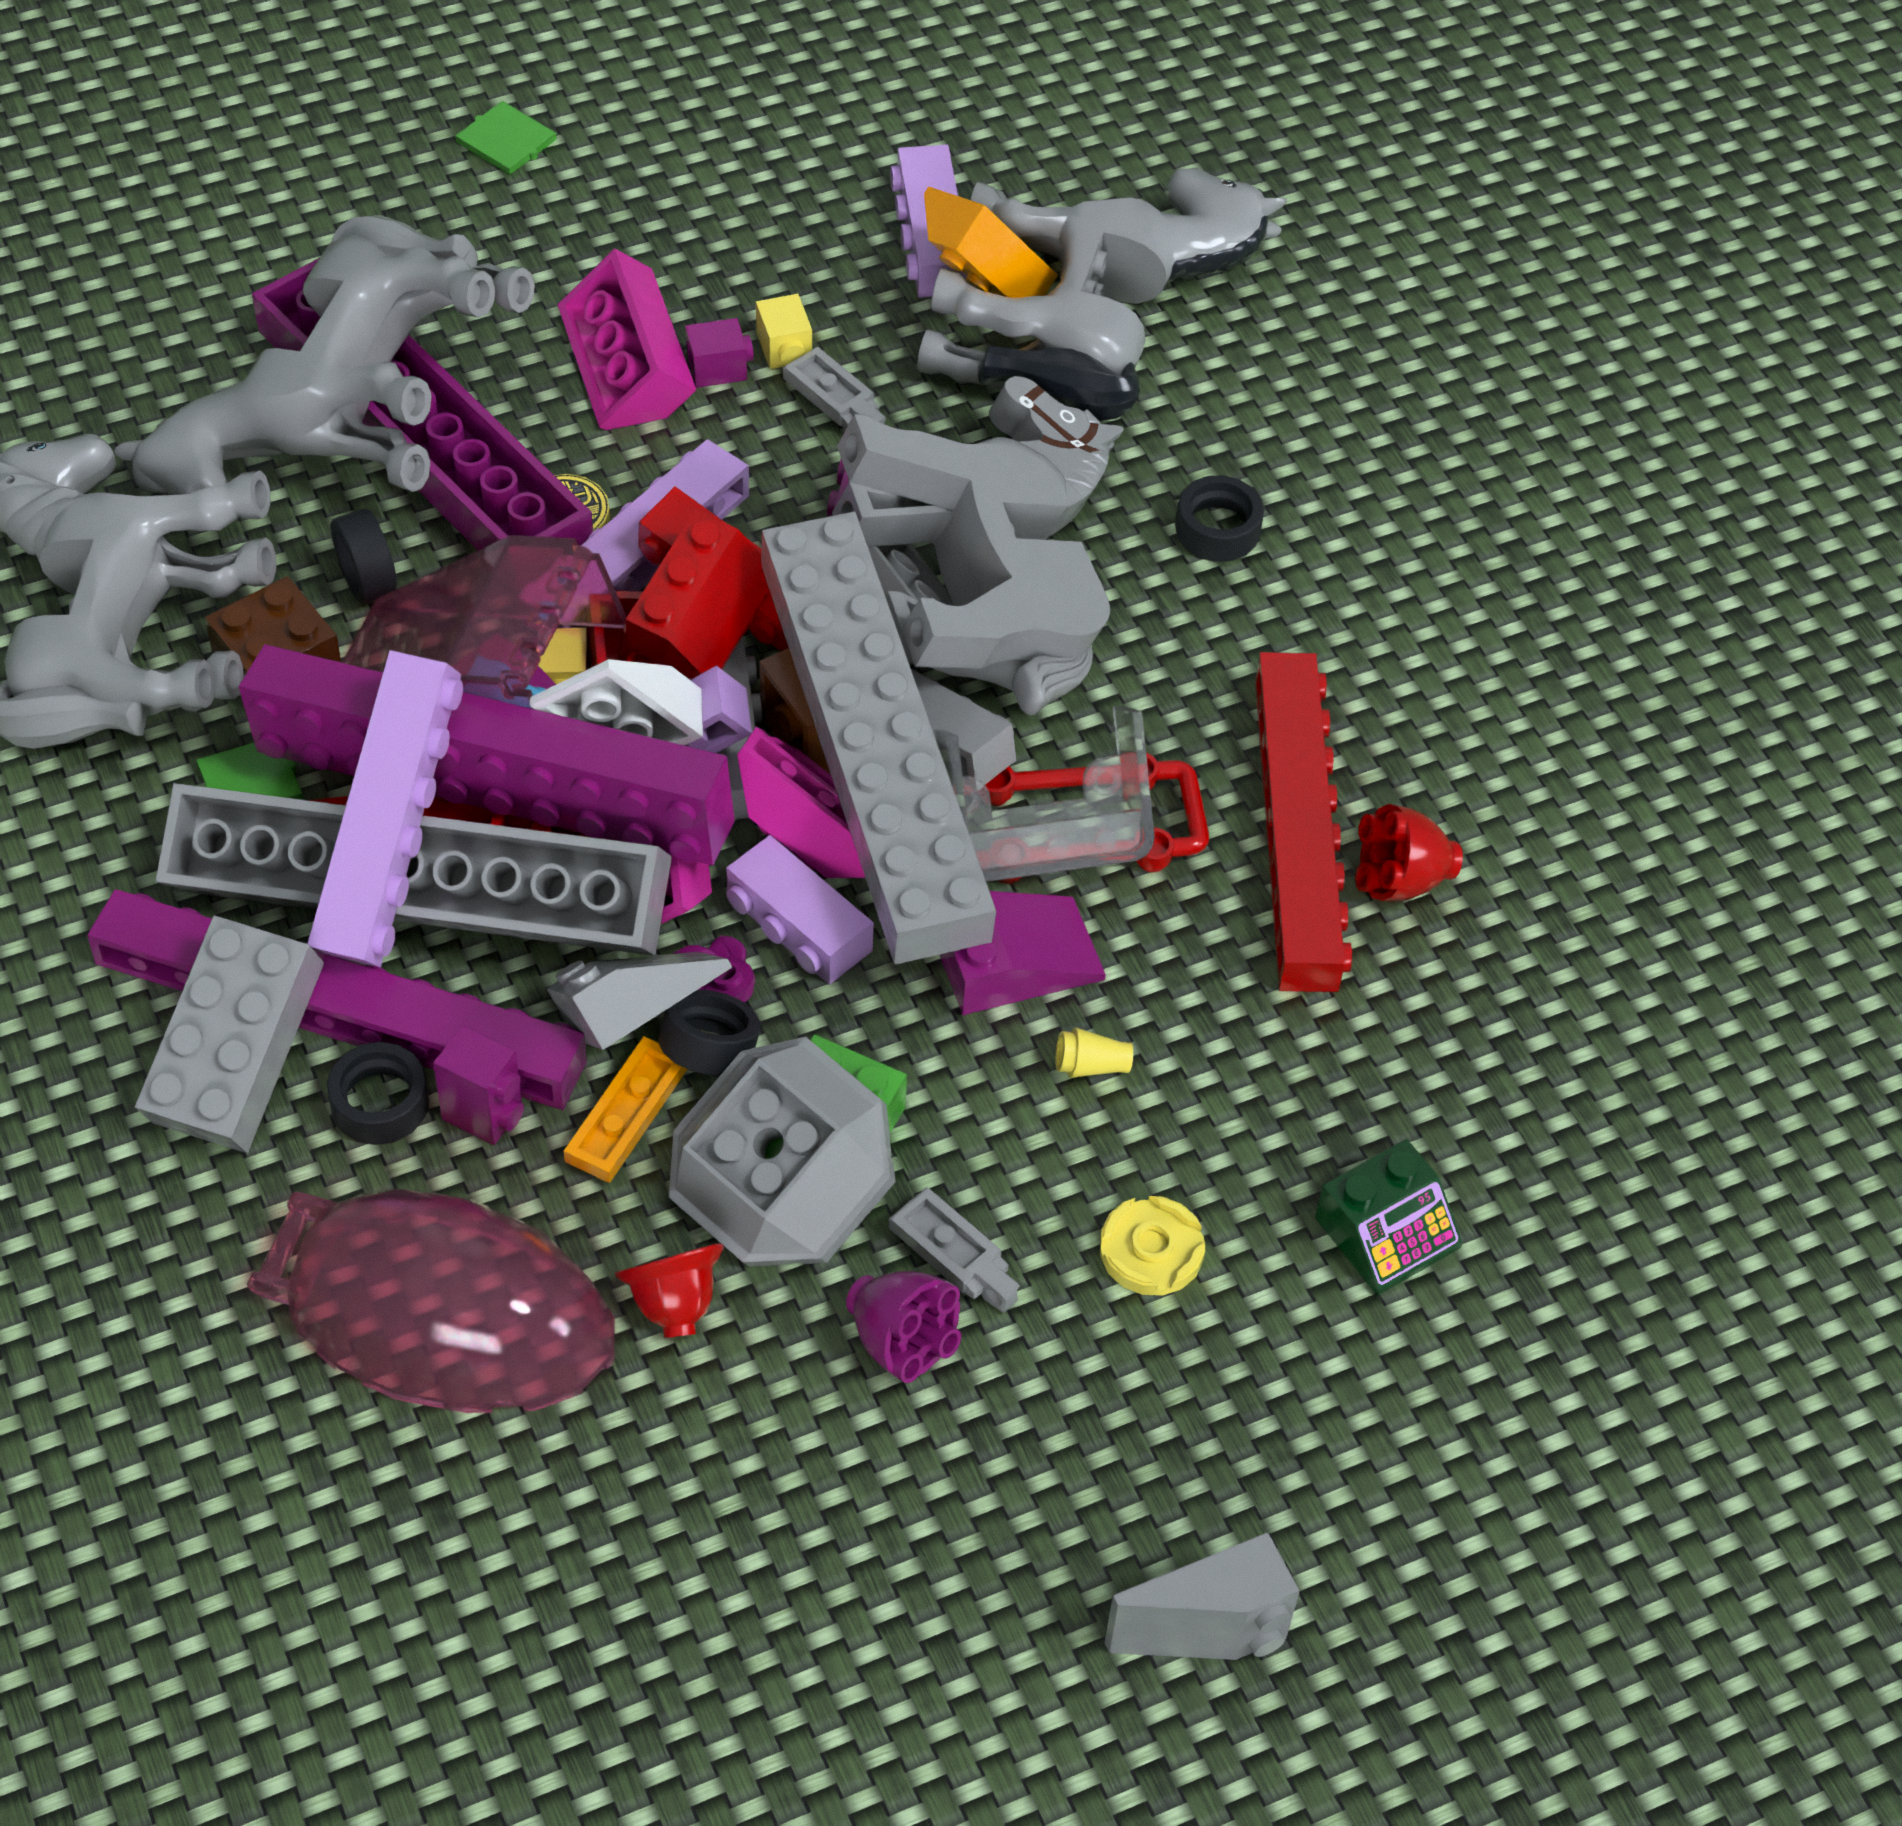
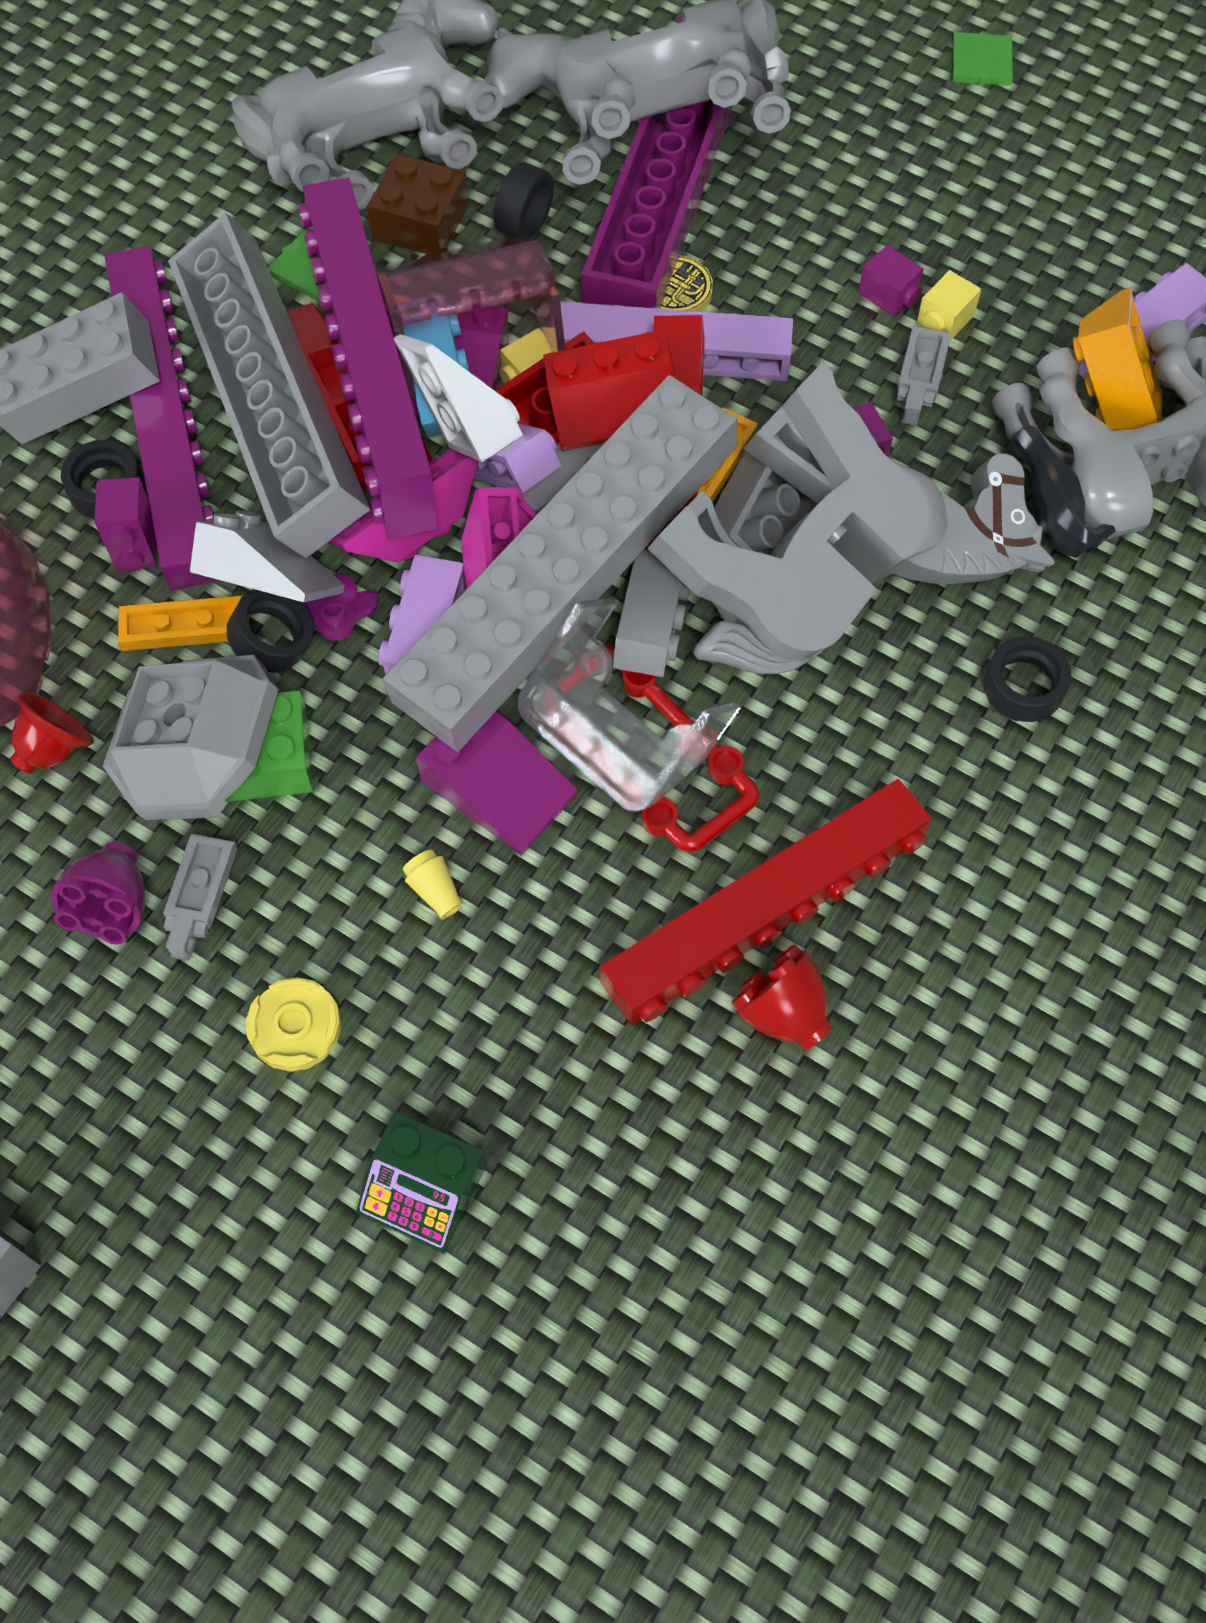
camera: 60 degrees right, 10 degrees up
(386, 809) = (262, 319): lavender brick -> none
(625, 344) = (852, 228): dark pink slope -> none

